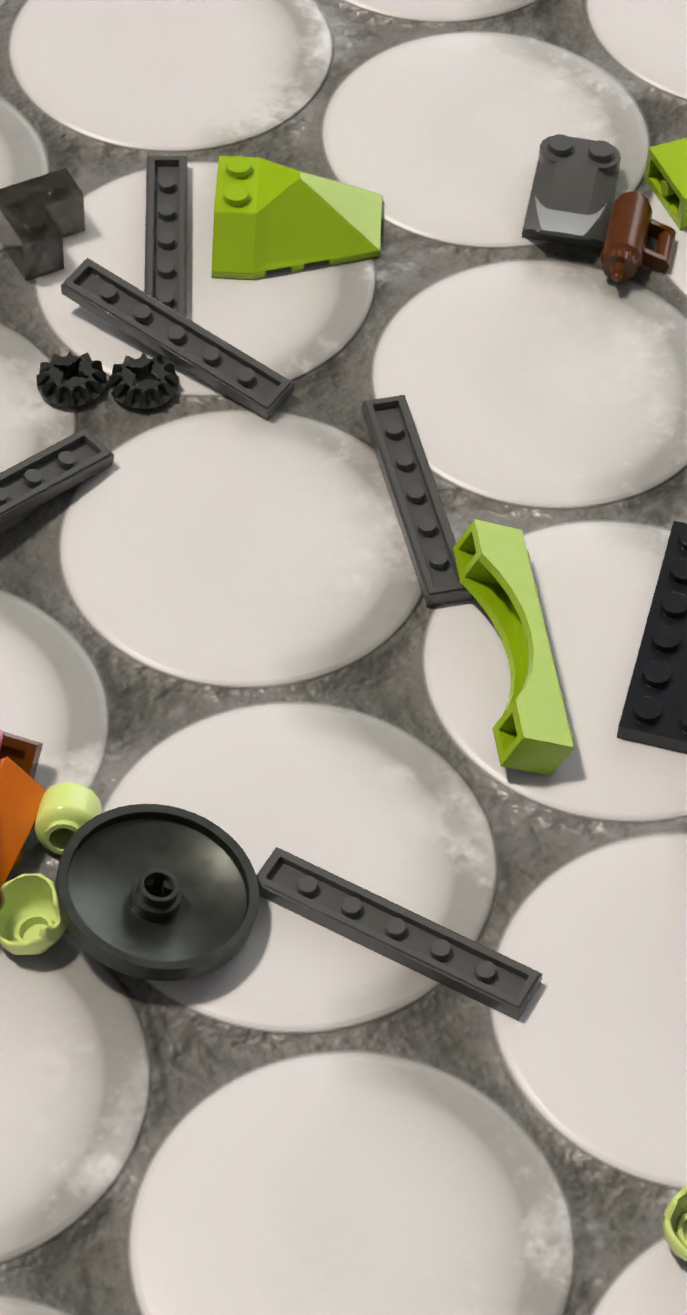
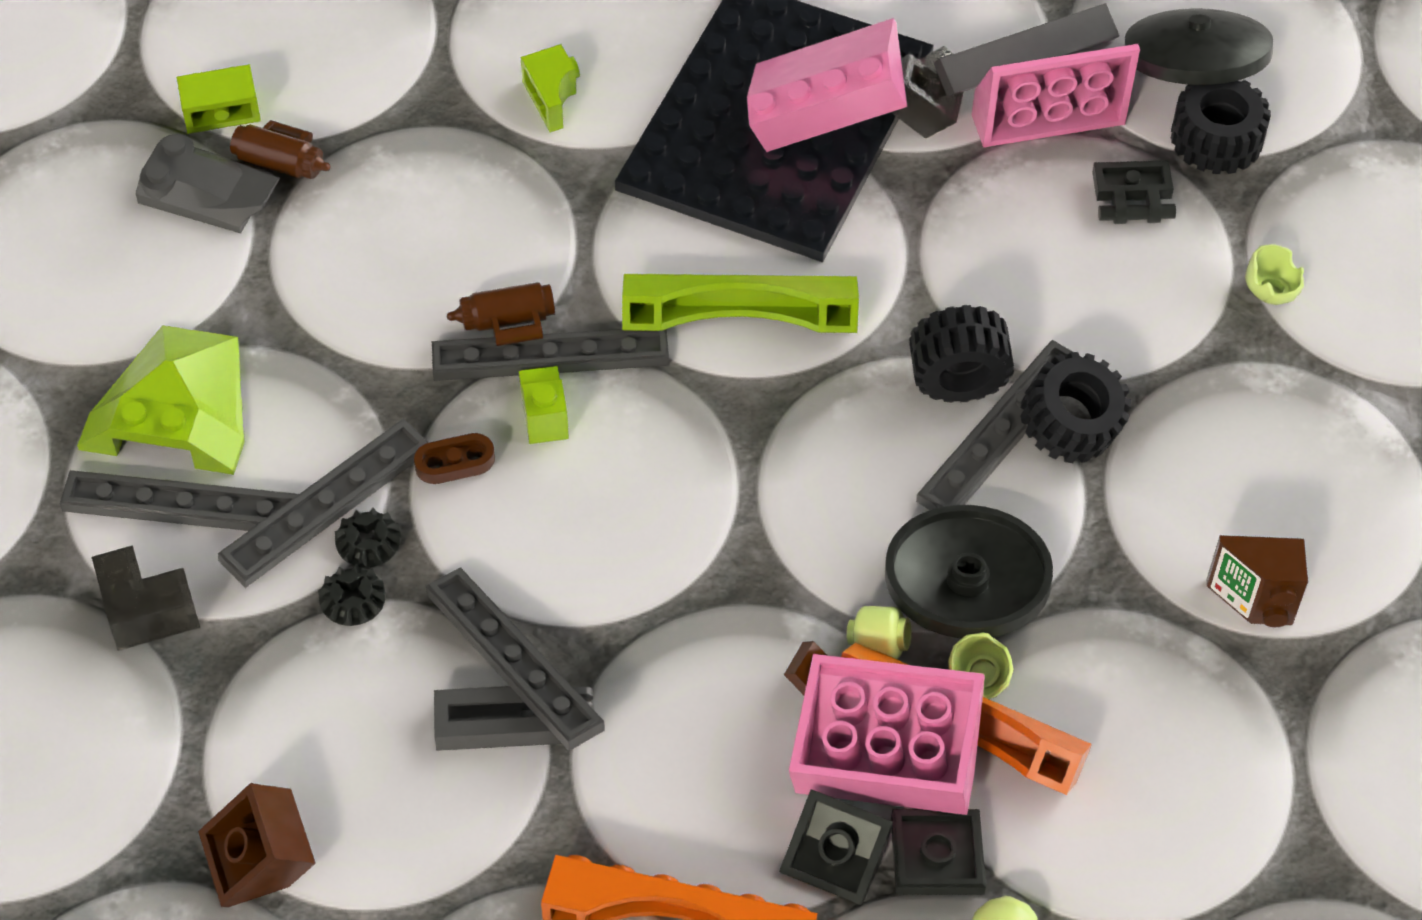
camera: 80 degrees left, 5 degrees up
(179, 1206) = (1260, 577): none -> reddish brown slope
(257, 438) = (454, 457): none -> reddish brown plate
(335, 494) = (544, 405): none -> lime arch
(409, 948) = (1092, 386): none -> black tyre
(459, 445) = (507, 308): none -> reddish brown piece
(467, 851) = (961, 354): none -> black tyre

